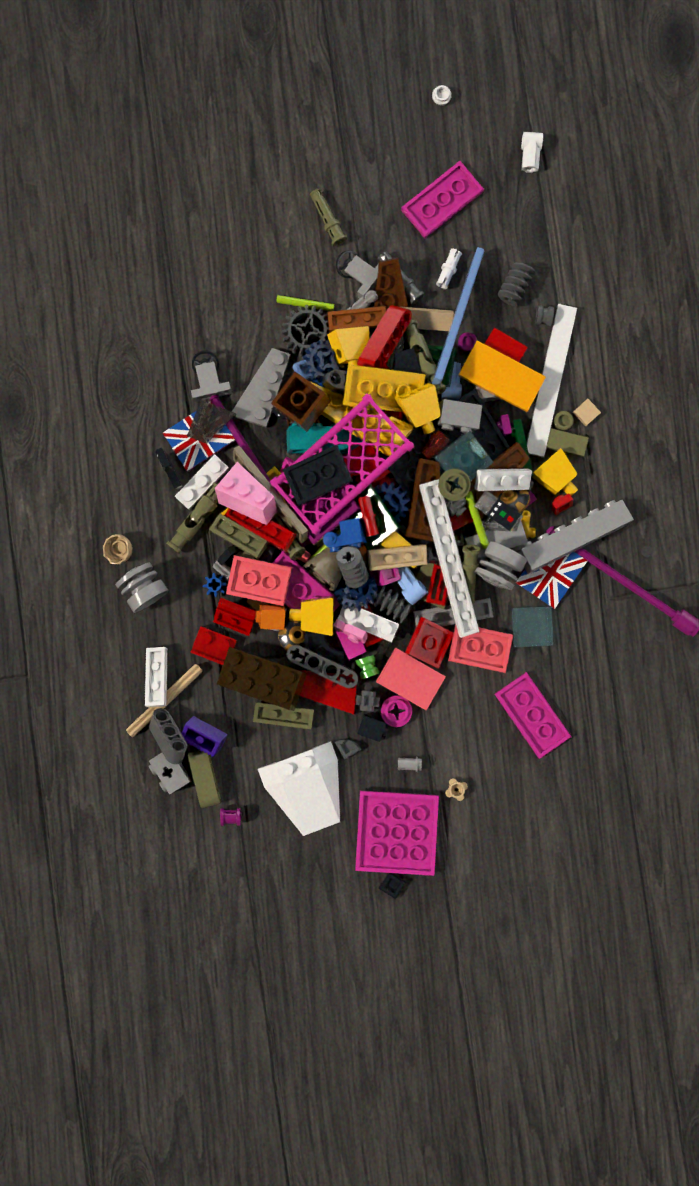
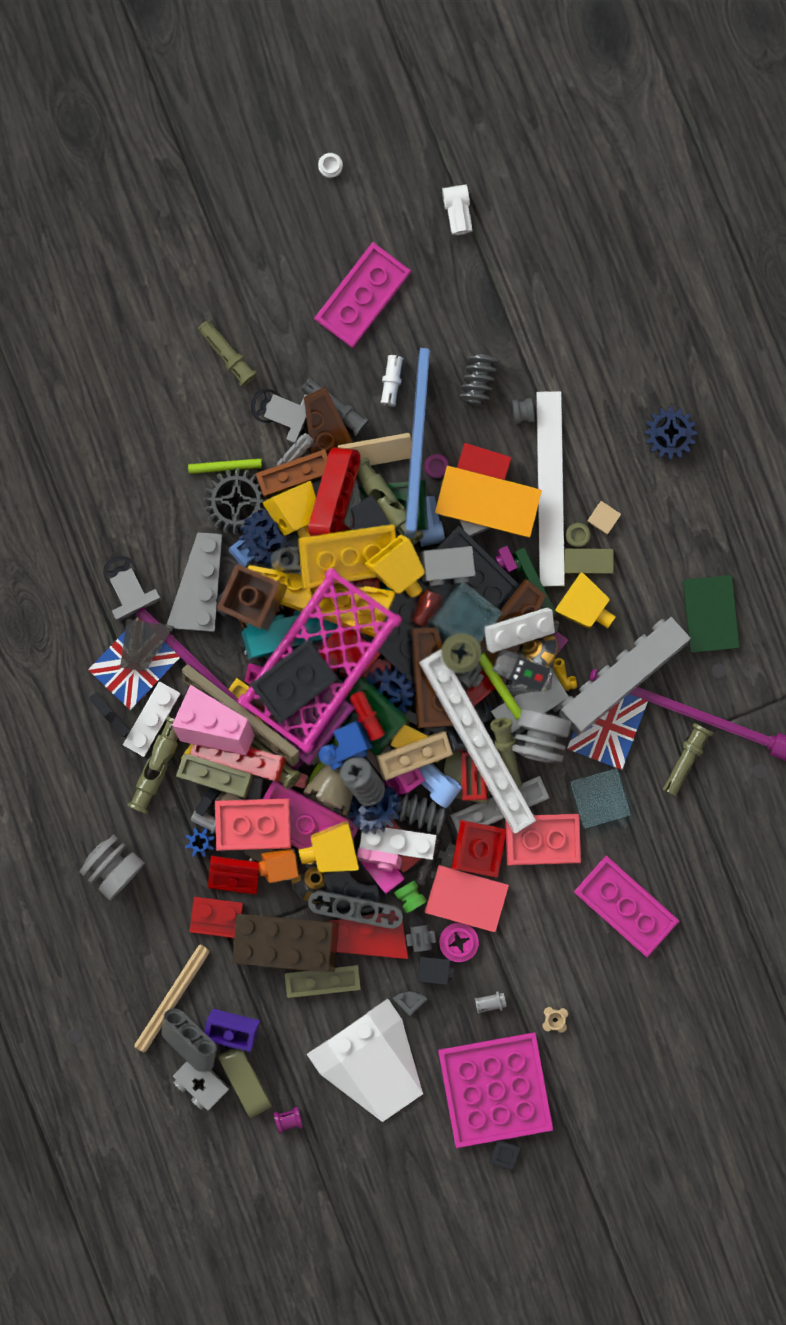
camera: 15 degrees left, 0 degrees up
(117, 549) = (69, 827): tan hair -> none
(156, 677) = (155, 972): white plate -> none
(562, 503) = (599, 638): red plate -> none
(613, 606) = (692, 749): none -> olive pin
(646, 358) = (681, 433): none -> dark blue gear
(651, 505) = (710, 614): none -> dark green tile

